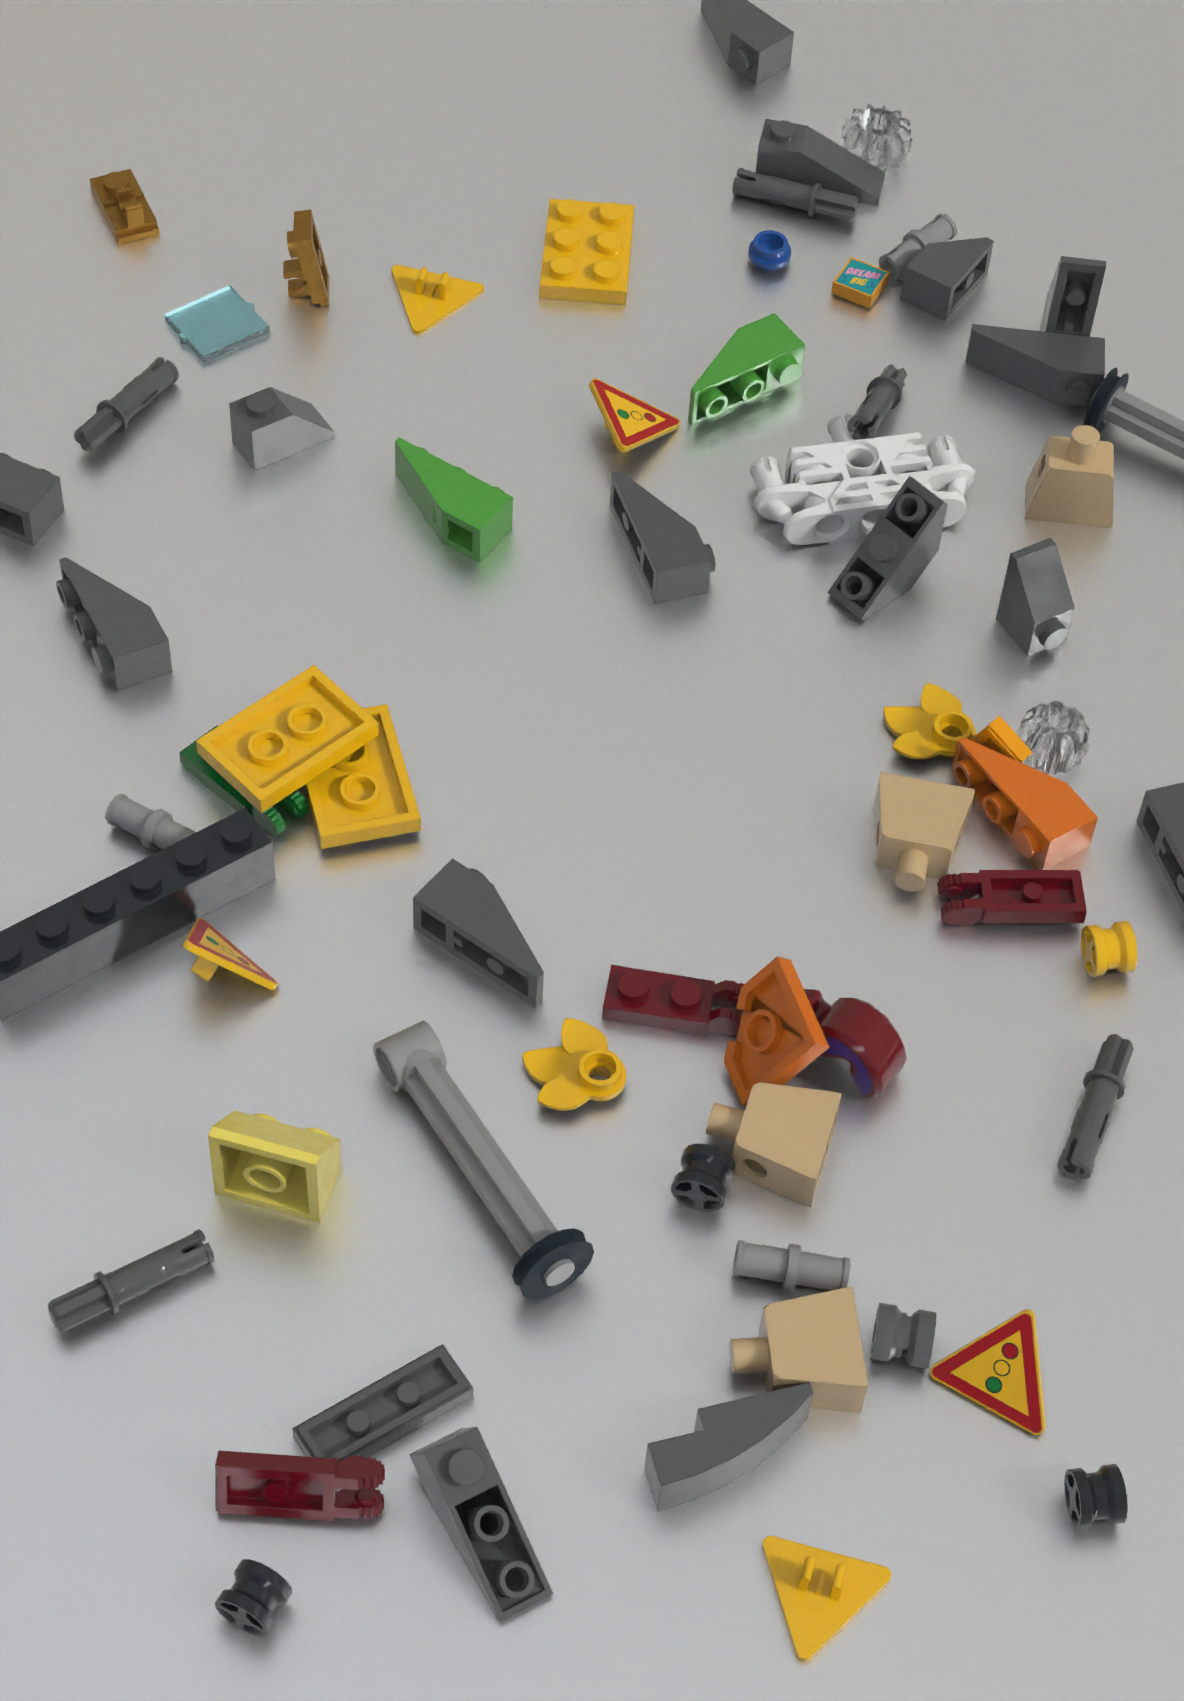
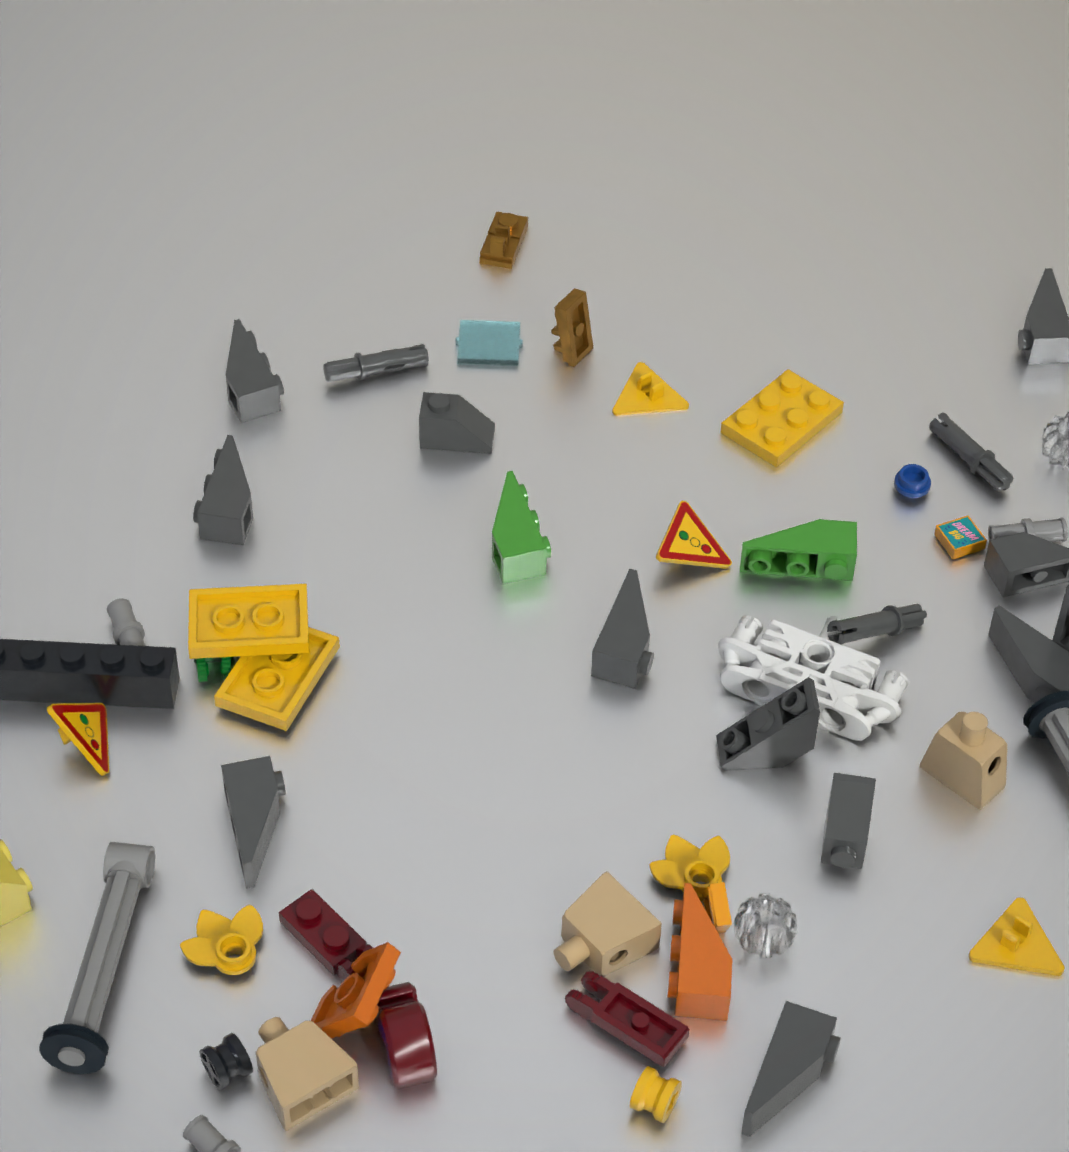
camera: 40 degrees right, 5 degrees down
(811, 158) = (1002, 430): dark grey slope -> none

